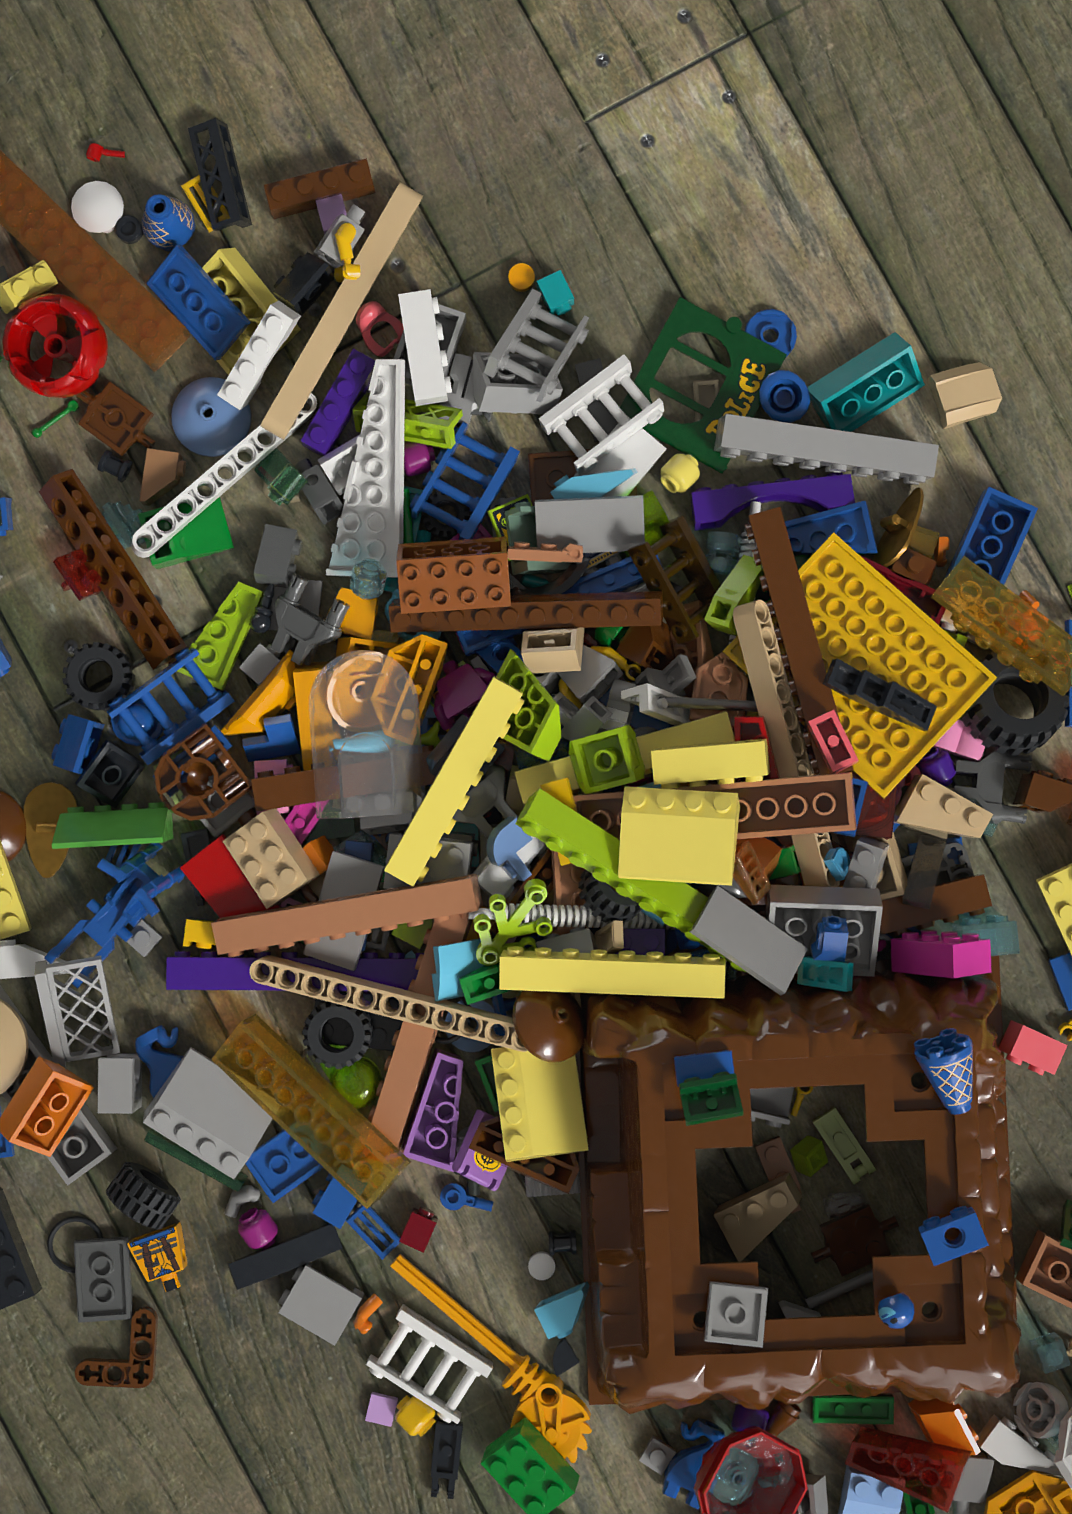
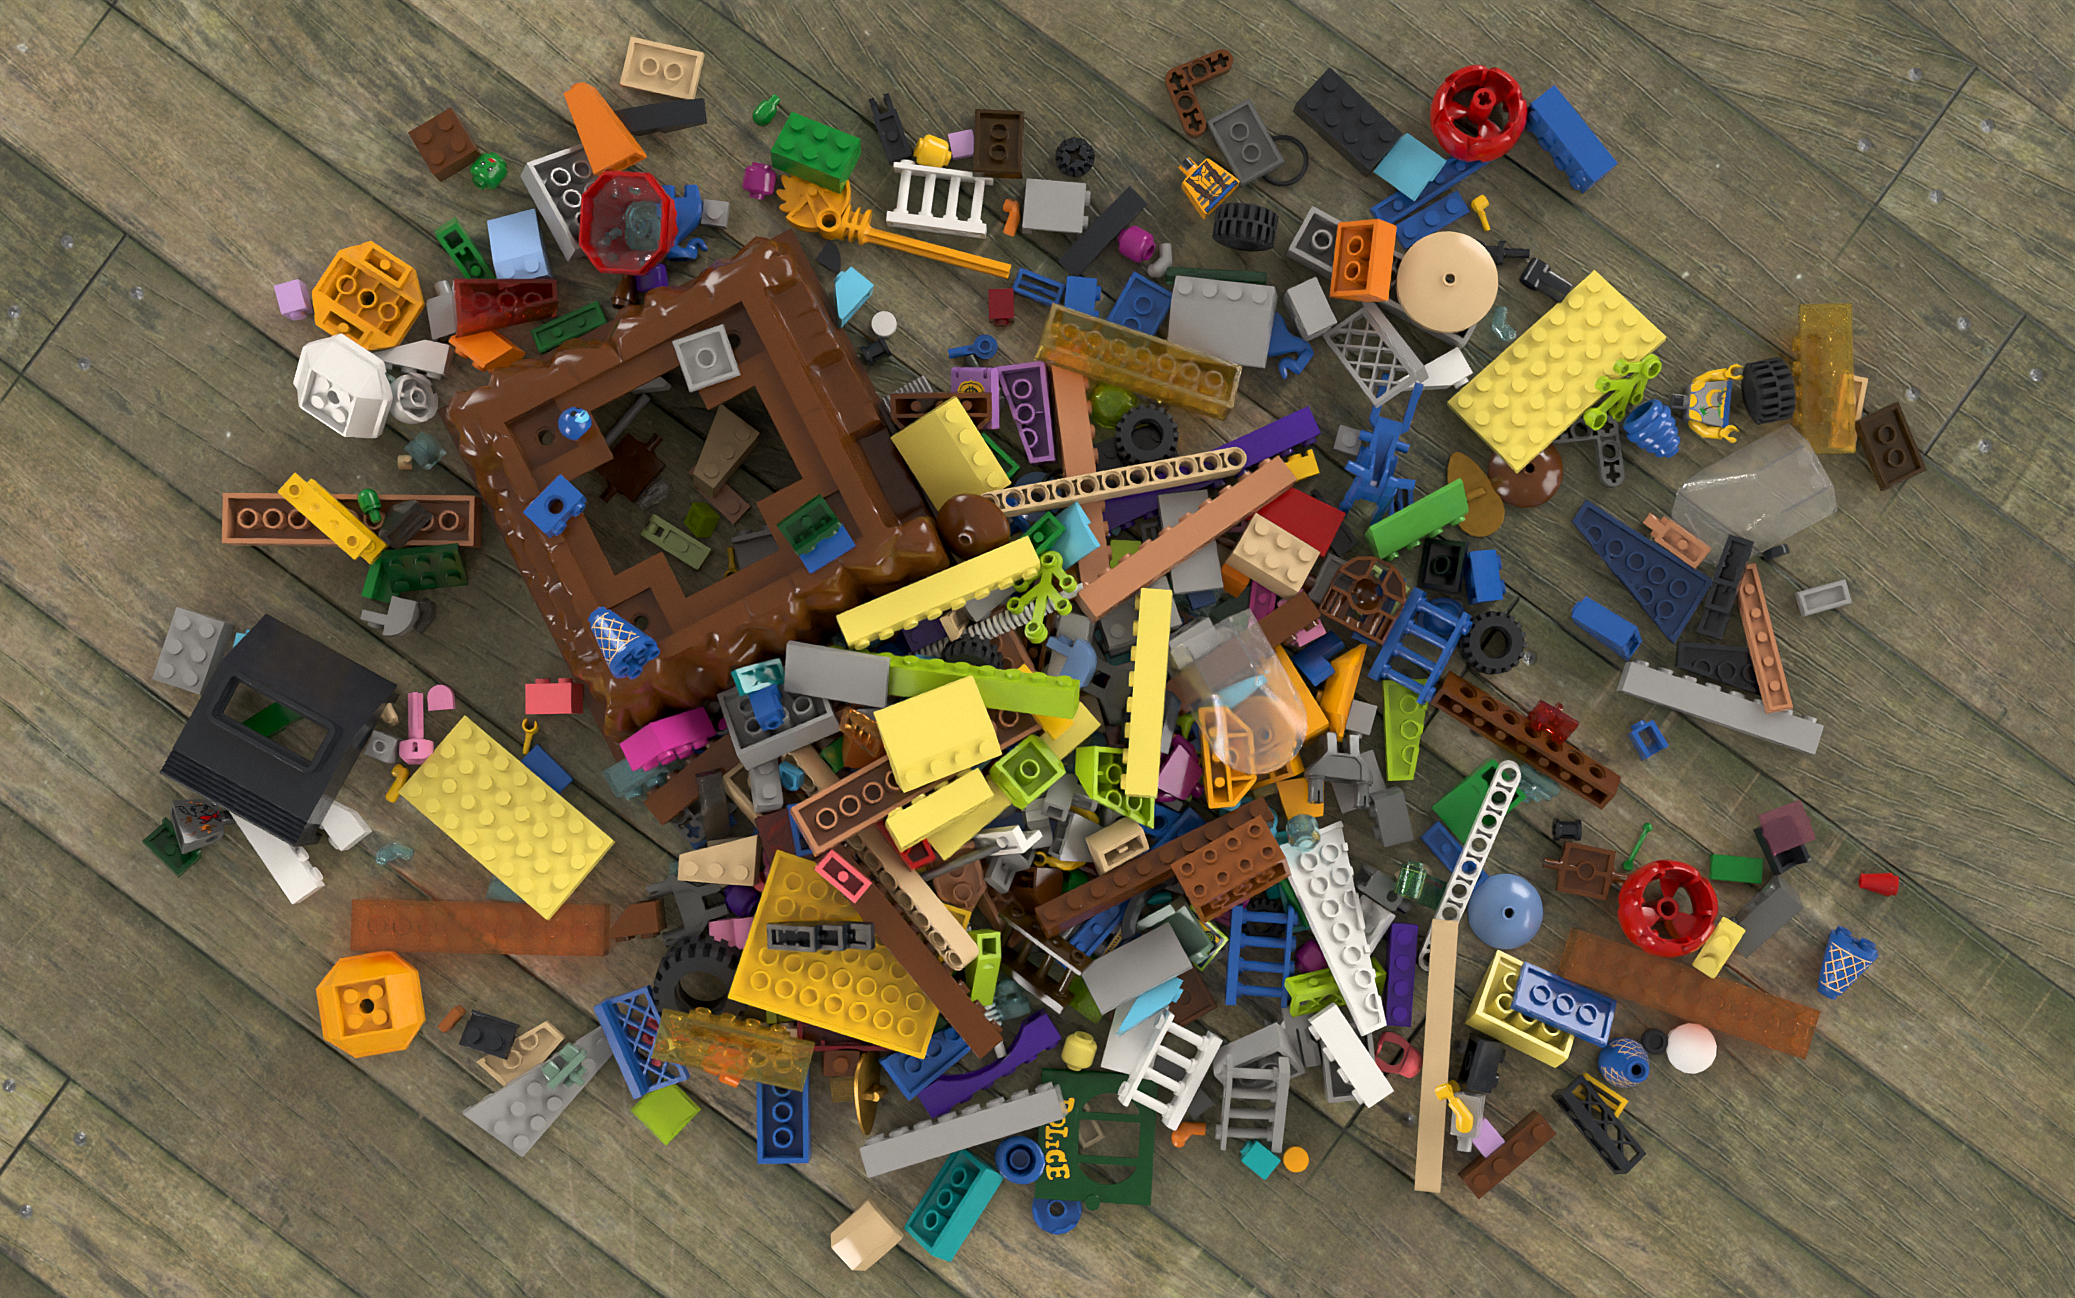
camera: 160 degrees right, 0 degrees up
(95, 152) = (1716, 1096): red hand -> none
(160, 474) = (1524, 840): medium nougat slope -> none
(237, 500) = (1448, 850): none -> blue tile
(258, 353) = (1489, 982): white arch -> none
(260, 621) = (1377, 754): black bar -> none
(278, 1332) = (1078, 167): none -> black gear
(346, 1393) = (998, 144): none -> dark brown tile
(547, 552) = (1161, 926): nougat hinge -> none
(599, 1468) = (759, 180): none -> magenta head
(613, 351) = (1185, 1130): none -> orange arm
(940, 551) = (824, 1089): orange tile -> none

